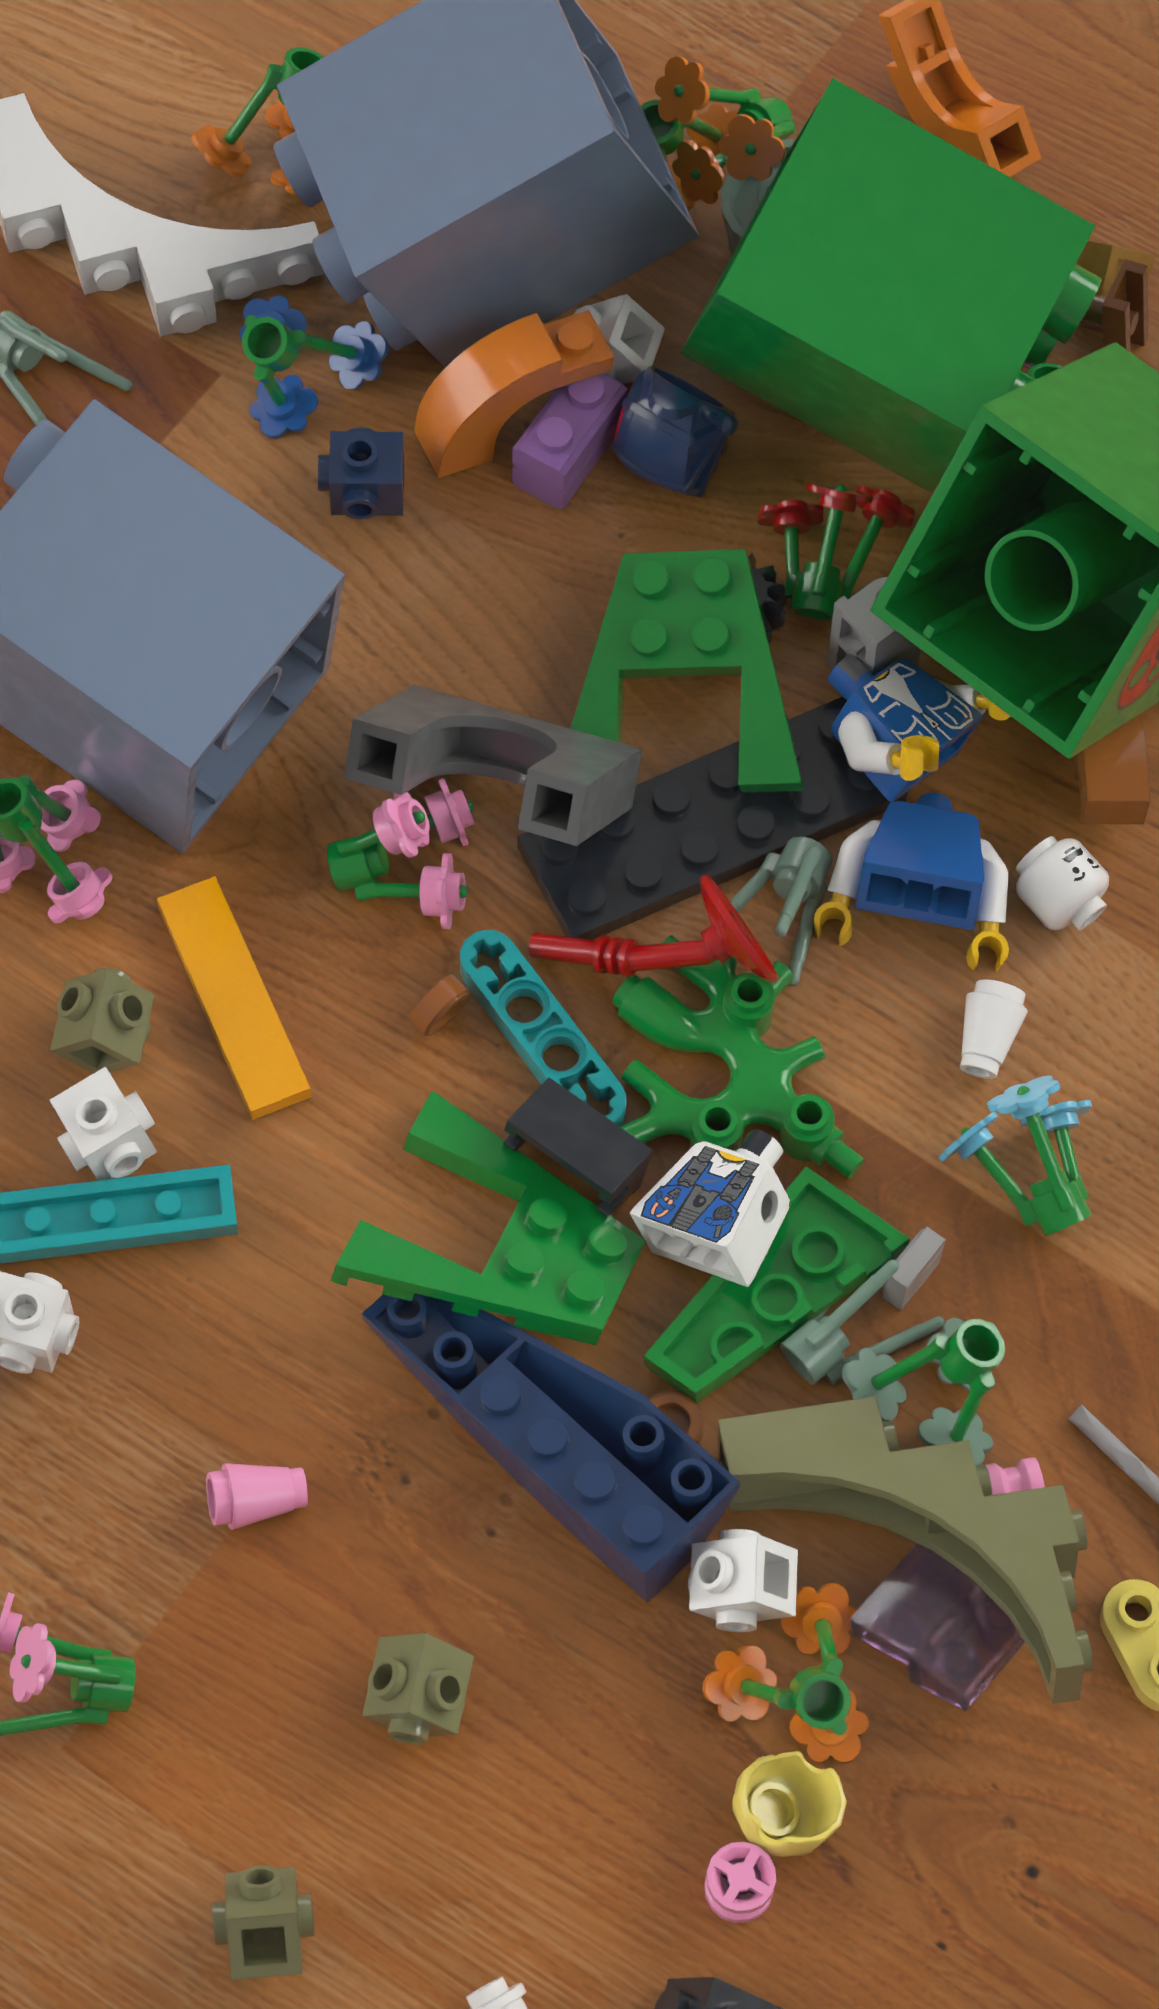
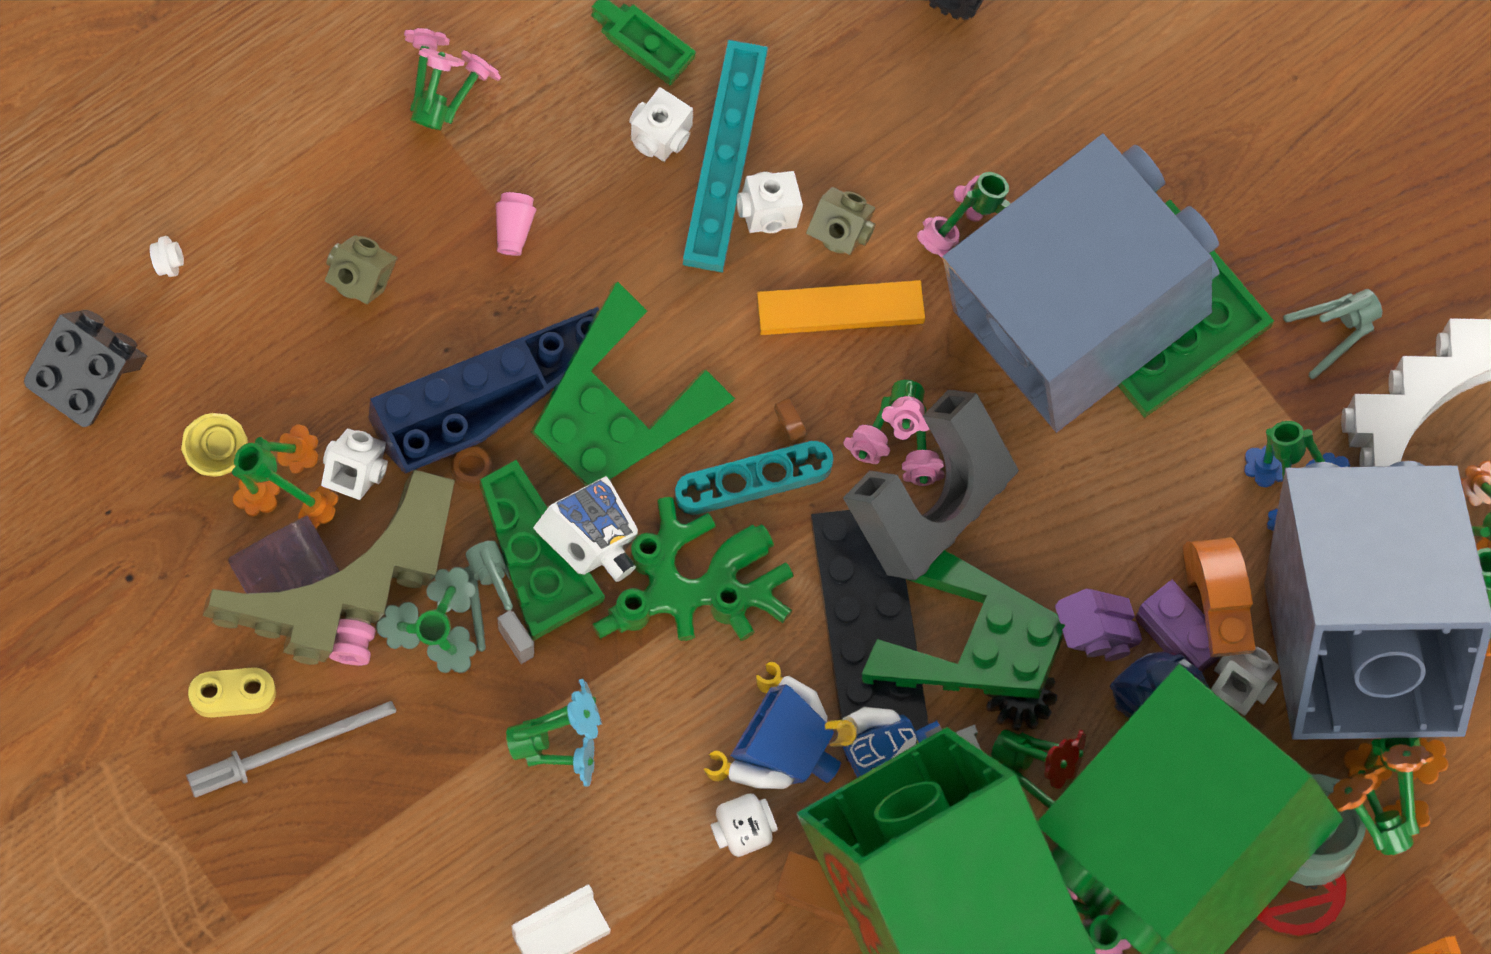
camera: 105 degrees right, 5 degrees up
(263, 1922) = (257, 148): olive brick -> none
(364, 473) = (1188, 489): dark blue brick -> none
(581, 1143) = (661, 462): black hinge -> none
(611, 519) = (1098, 624): none -> medium lavender brick
(722, 940) = (766, 581): red dish -> none
(746, 1869) = (180, 399): bright pink wheel -> none
(797, 879) = (808, 664): sand green plant -> none
(990, 1026) = (663, 746): white cone -> none

